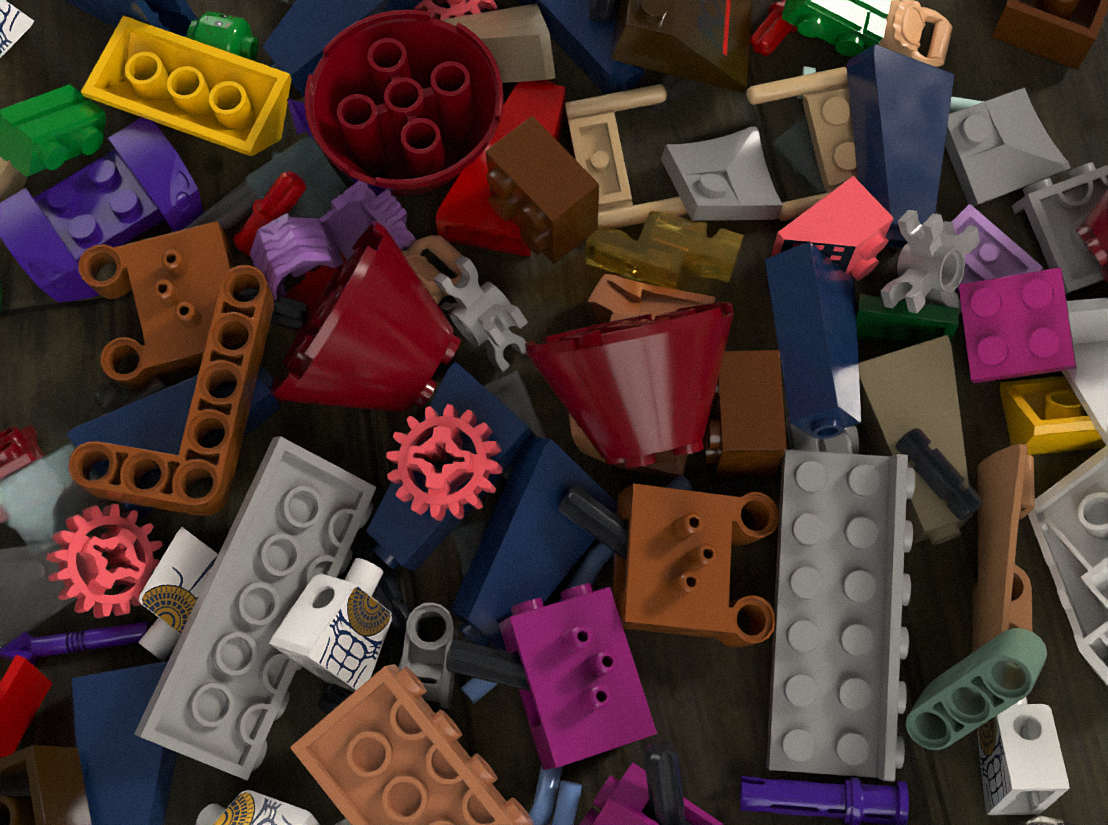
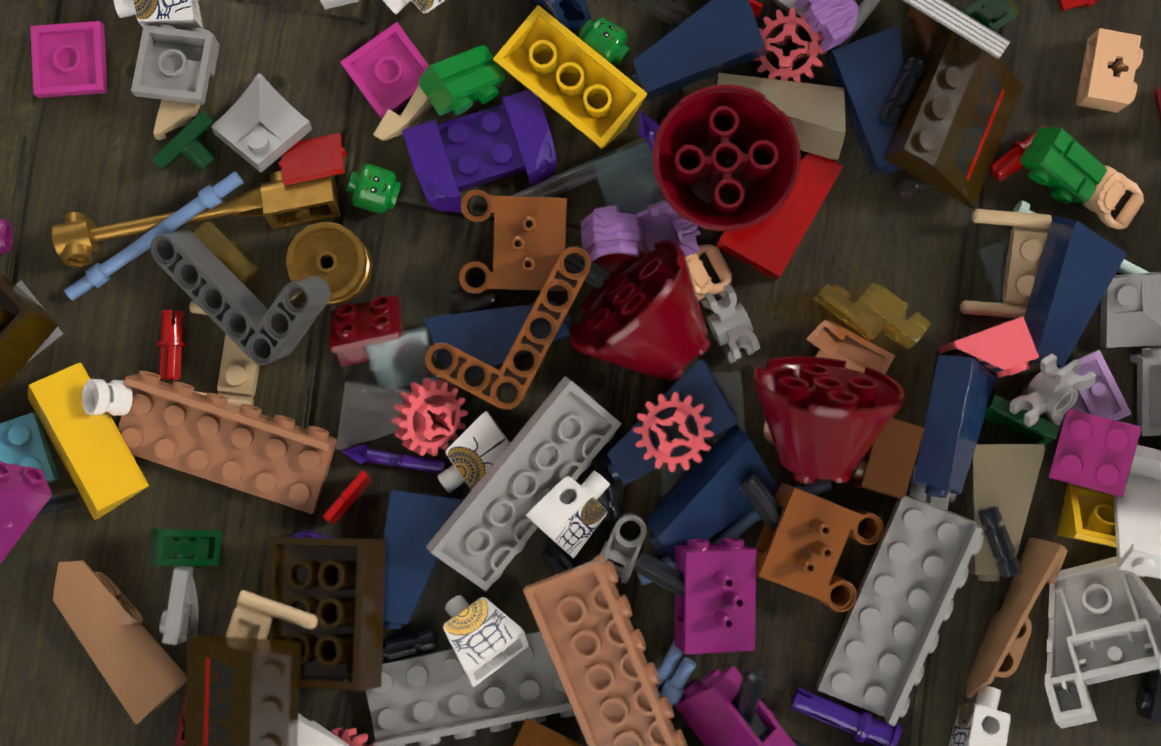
camera: 20 degrees right, 15 degrees up
(276, 203) = (602, 196): red axle -> none
(542, 190) = (800, 256): reddish brown brick -> none
(601, 155) = (850, 226): tan plate -> none
(723, 178) = (932, 269): light grey plate -> none
(977, 689) = (968, 690): sand green beam -> none

